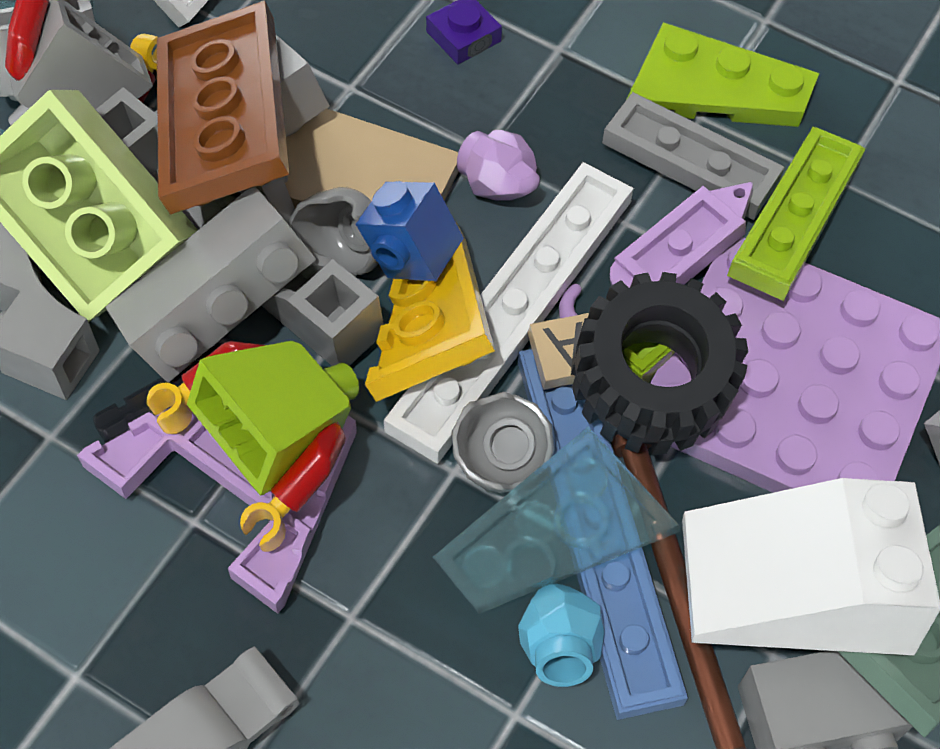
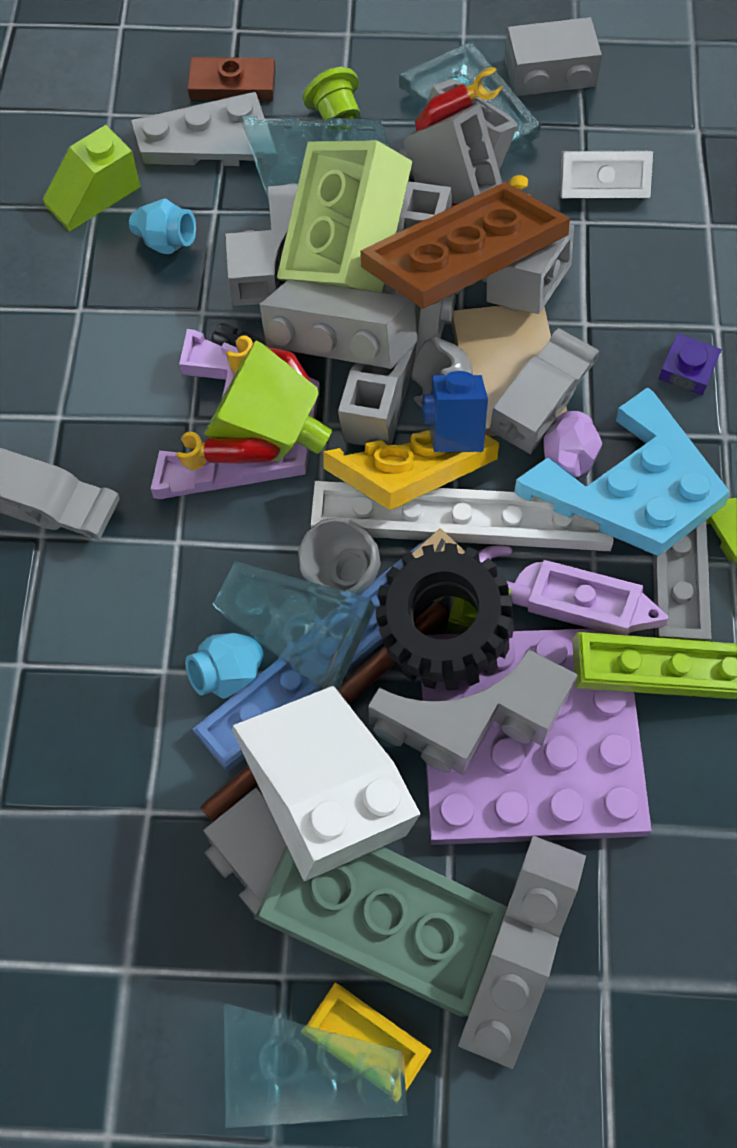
camera: 65 degrees right, 5 degrees up
(426, 145) = (542, 390): none -> light grey piece
(604, 125) = (648, 496): none -> medium azure wing
(787, 352) = (453, 730): none -> light grey arch

